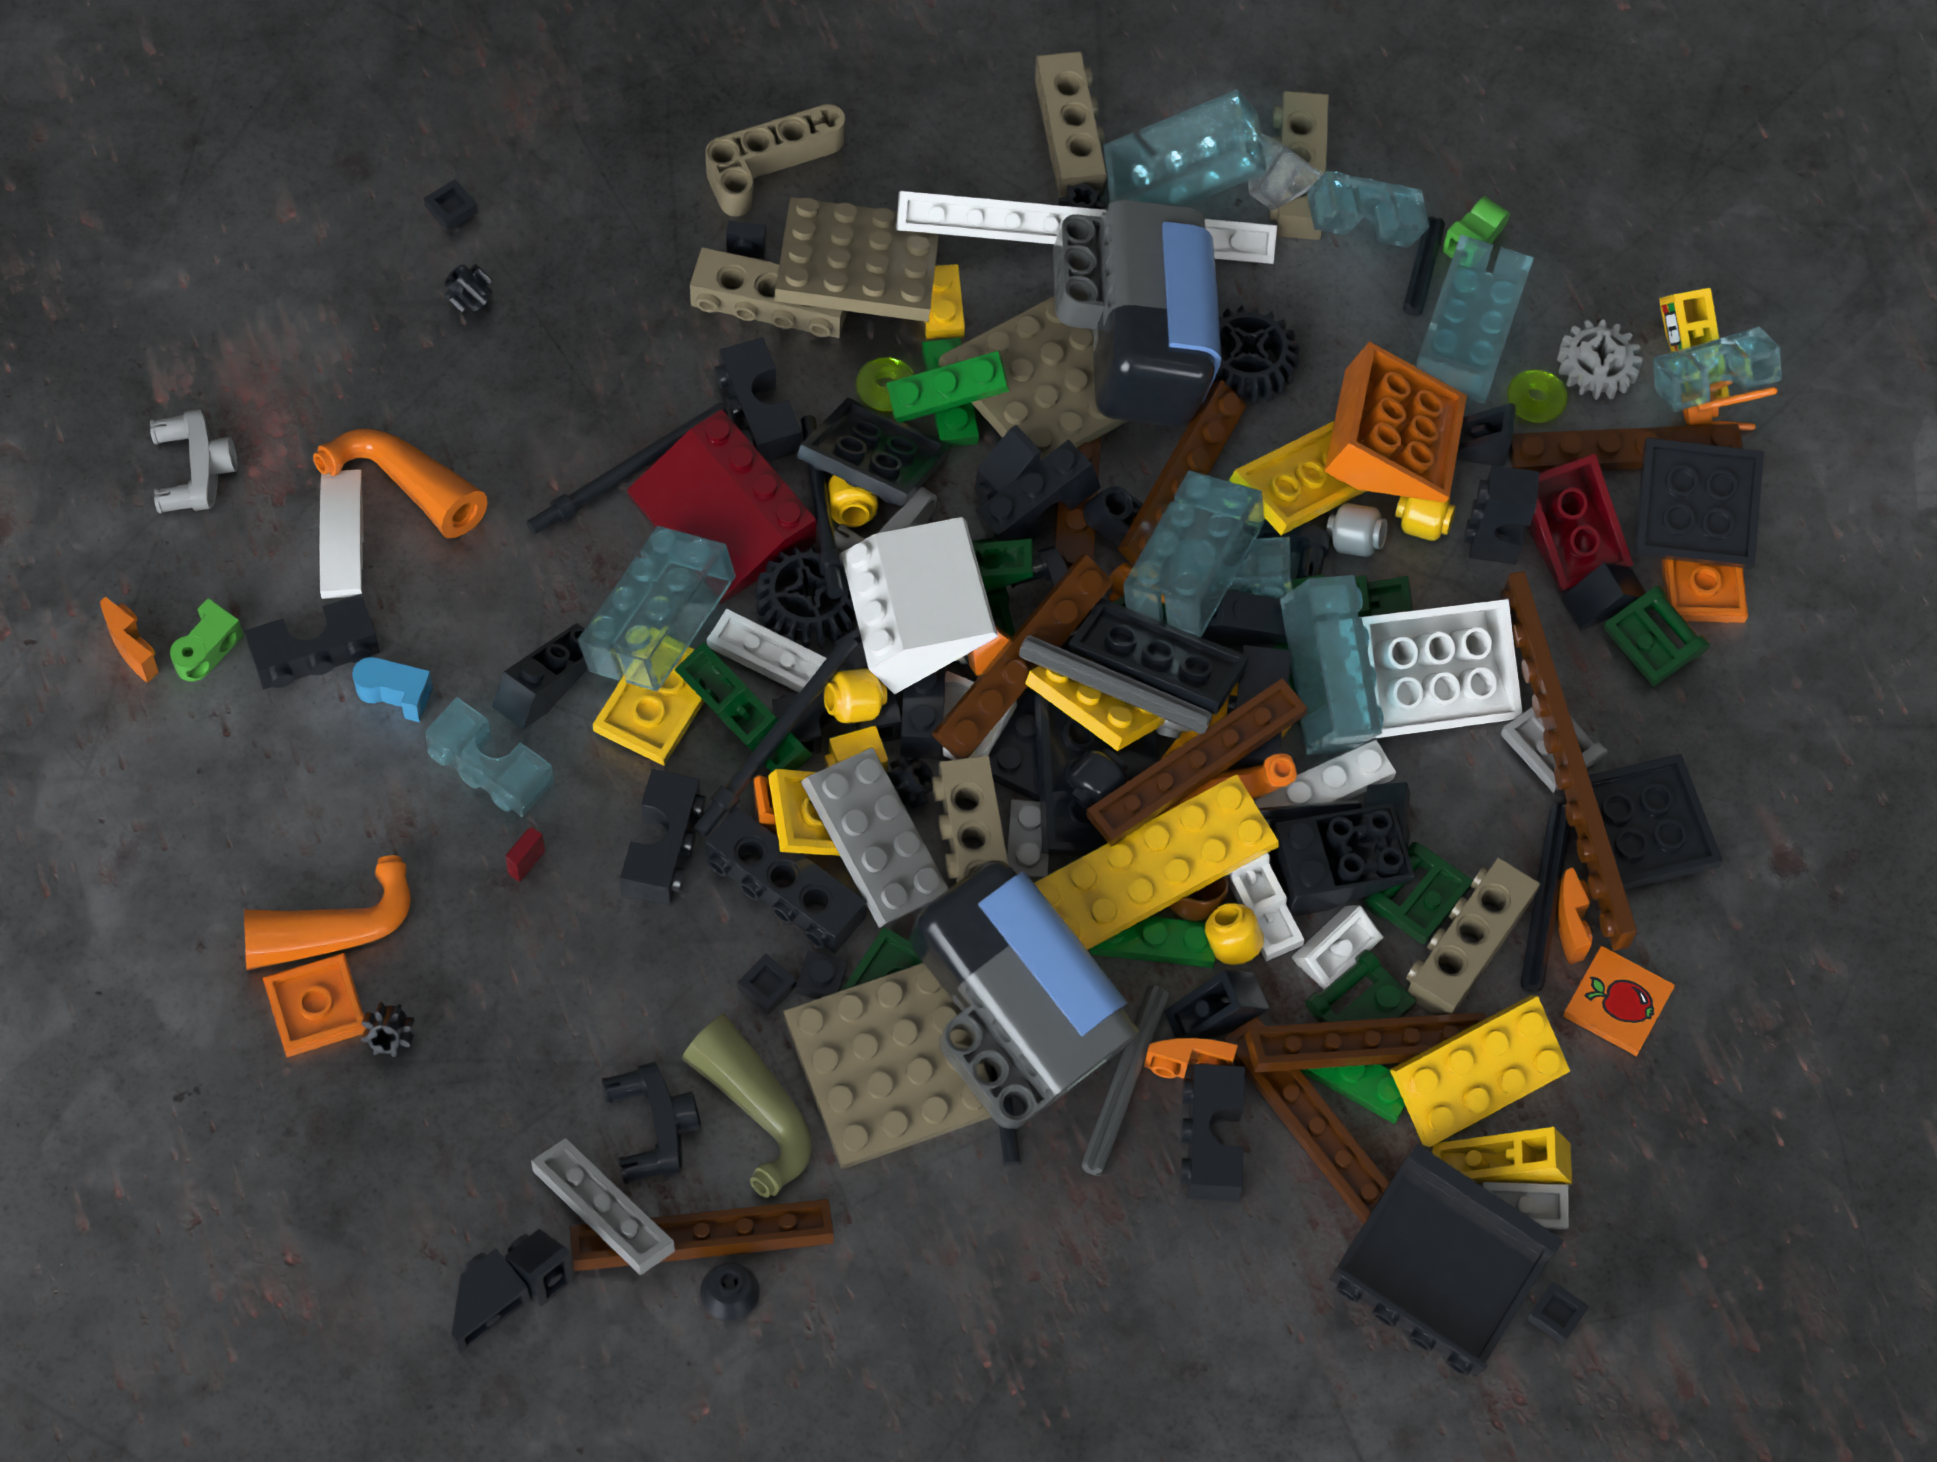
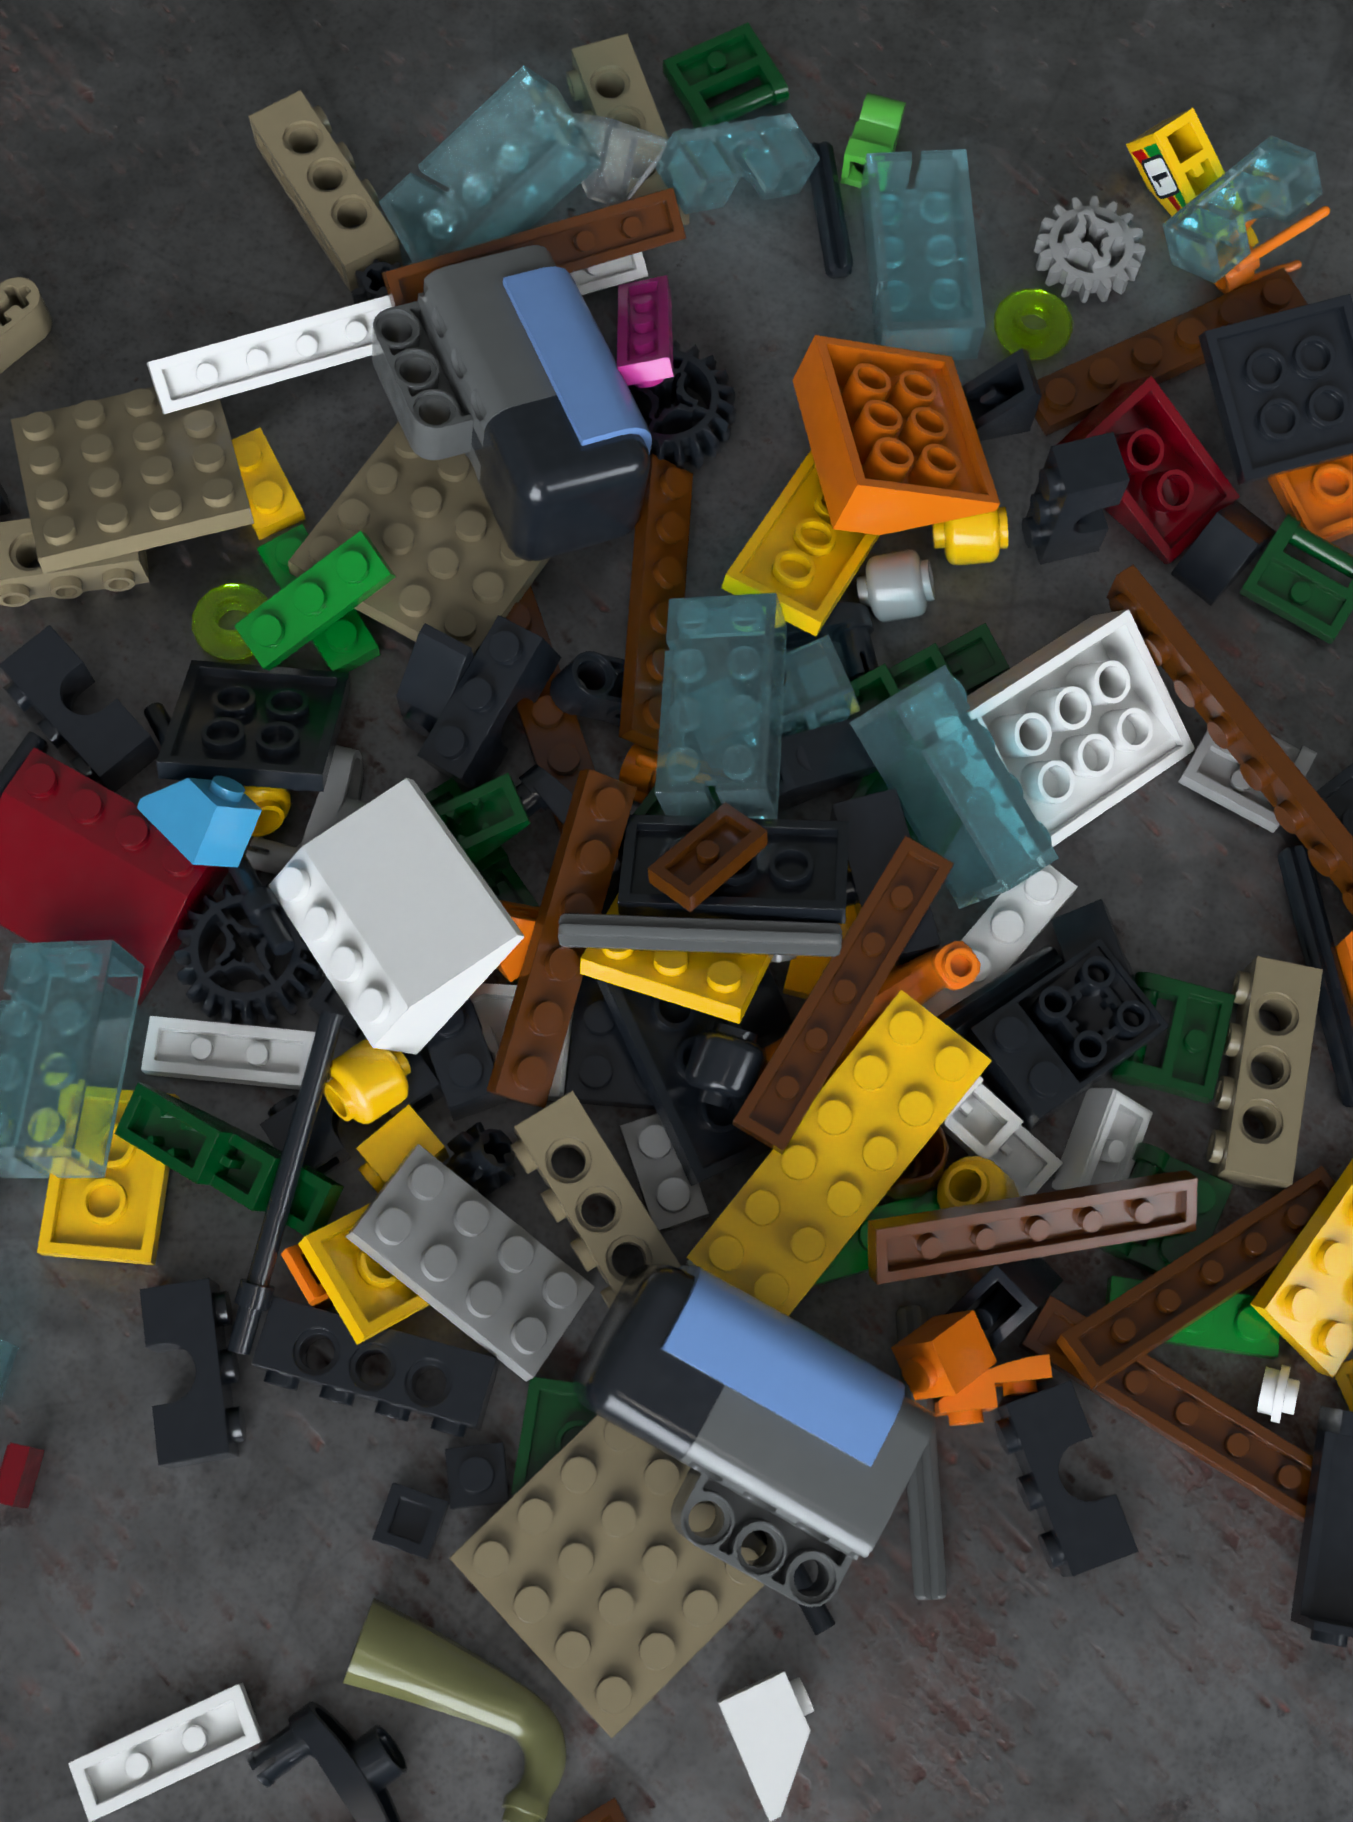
camera: 20 degrees left, 10 degrees up
(551, 1055) = (166, 1752): none -> white plate
(817, 491) = (204, 819): none -> dark azure slope
(946, 1202) = (770, 1734): none -> white slope
(1141, 636) = (707, 856): none -> reddish brown plate
(1166, 1017) = (944, 1355): none -> orange brick
(1225, 219) = (572, 242): none -> reddish brown plate
(1250, 295) = (645, 332): none -> dark pink plate
(1261, 956) = (1031, 1226): none -> reddish brown plate
(1386, 1139) = (1278, 1393): none -> white plate
(1388, 141) = (720, 66): none -> dark green plate

